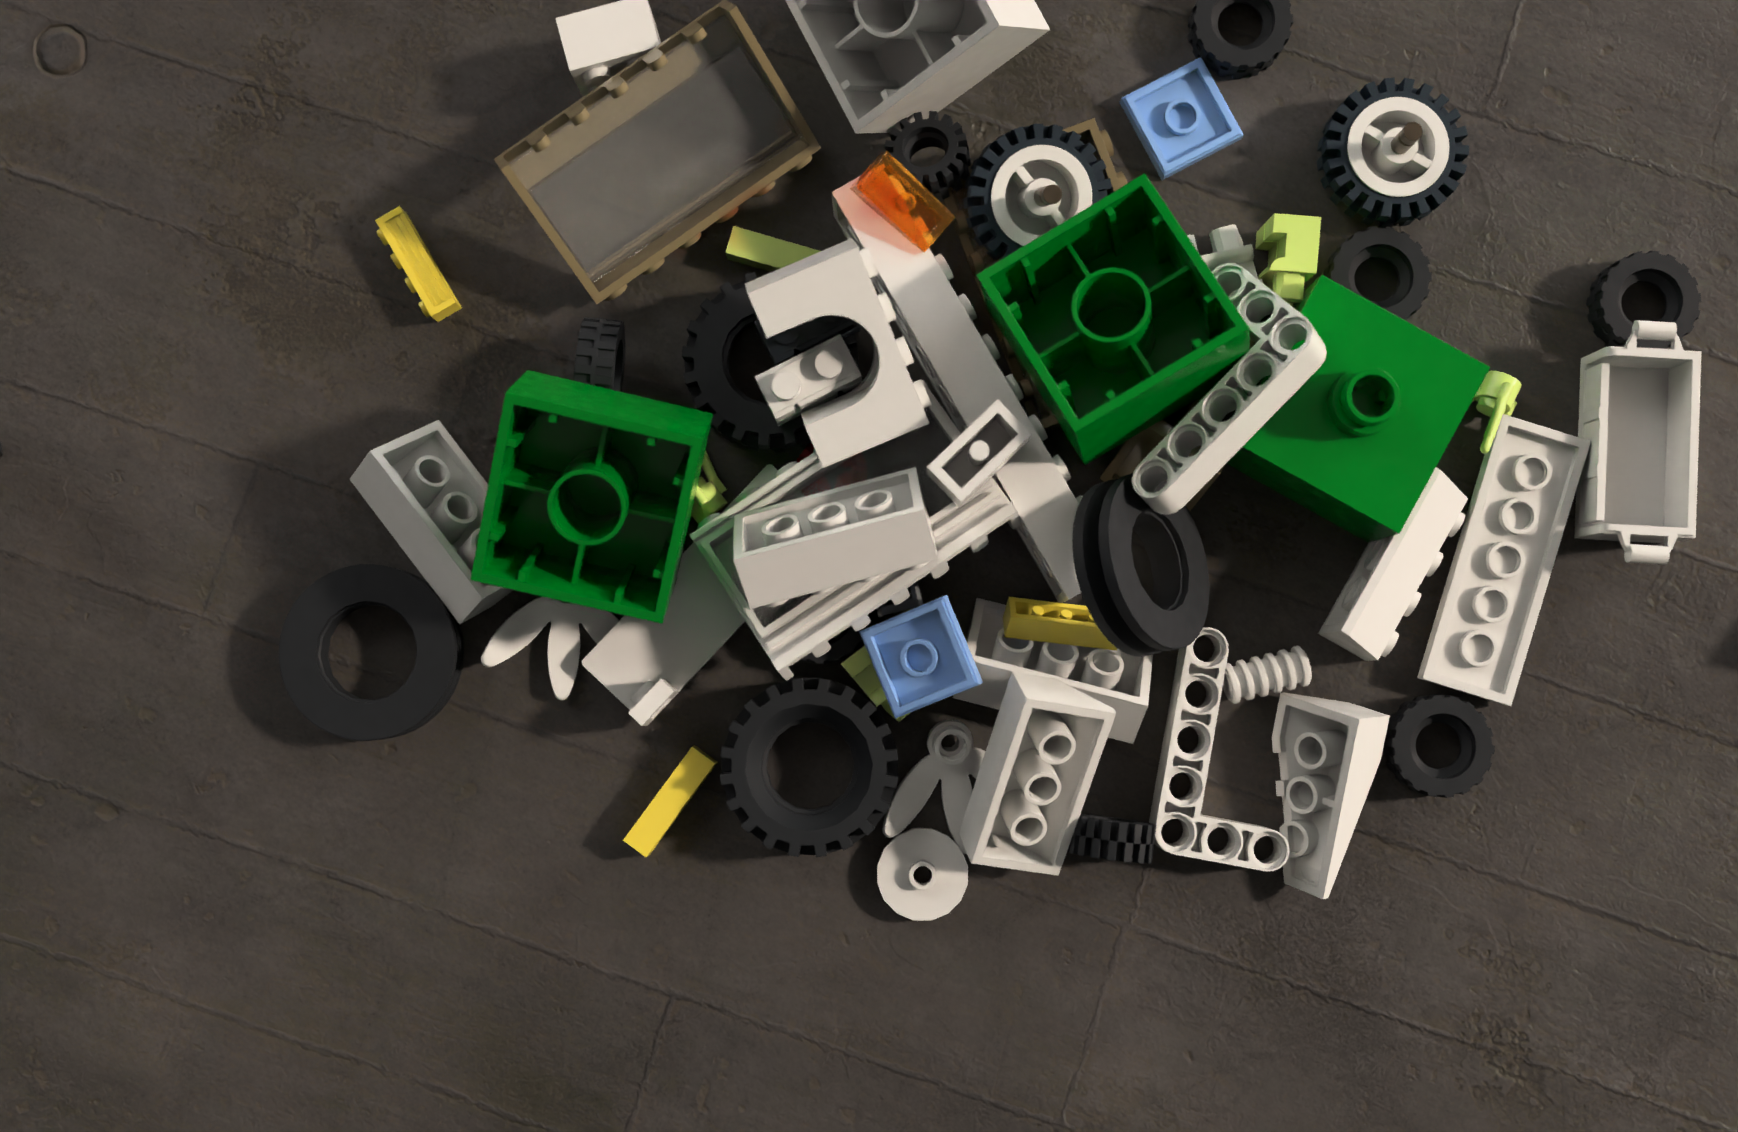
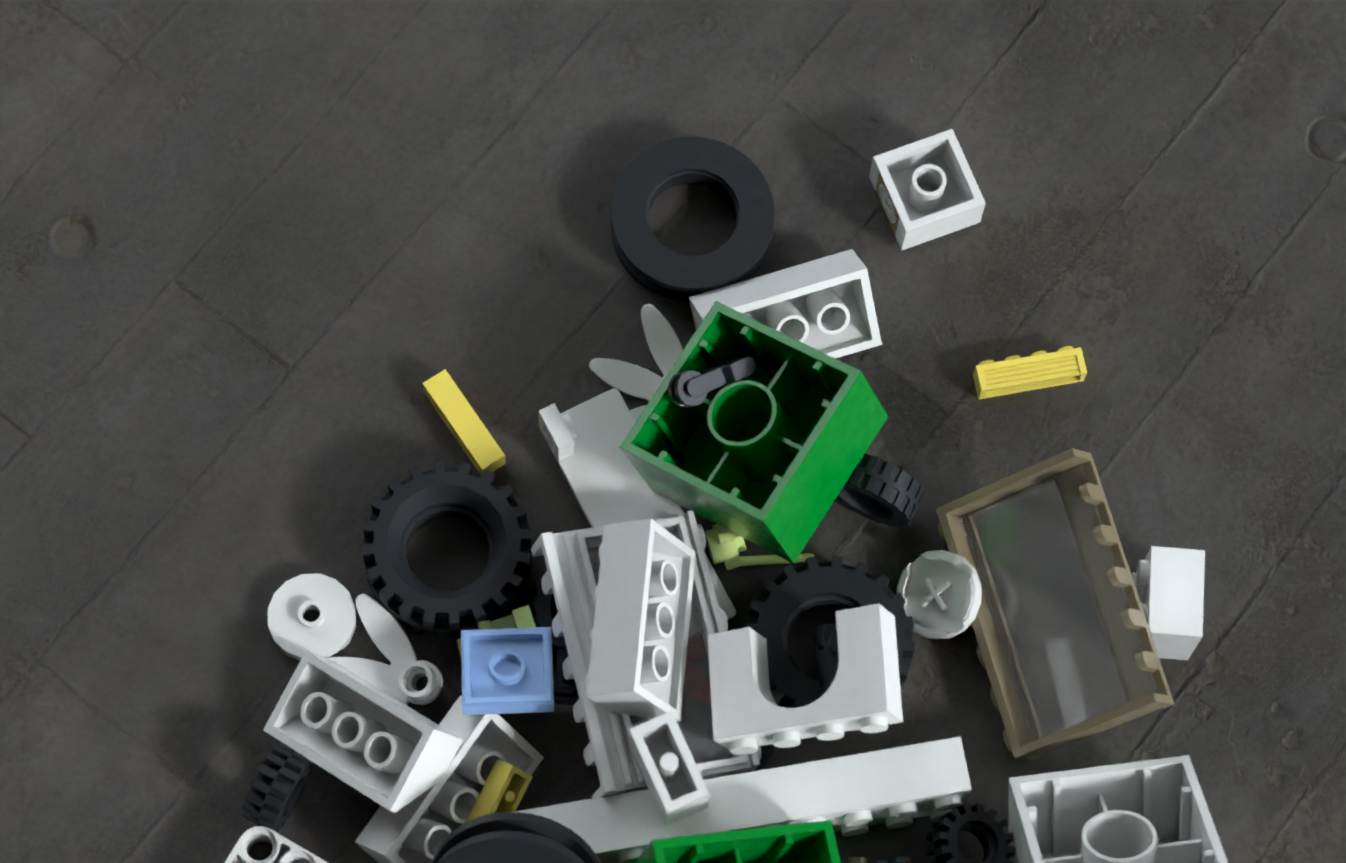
camera: 100 degrees right, 15 degrees down
(257, 425) = (927, 189): none -> white brick
(576, 569) = (691, 387): none -> black piece
(680, 272) = (940, 594): none -> white tile
(763, 250) = (926, 693): yellowish green piece -> none
(809, 379) = (793, 655): white brick -> none
(902, 201) = (927, 793): clear orange slope -> none

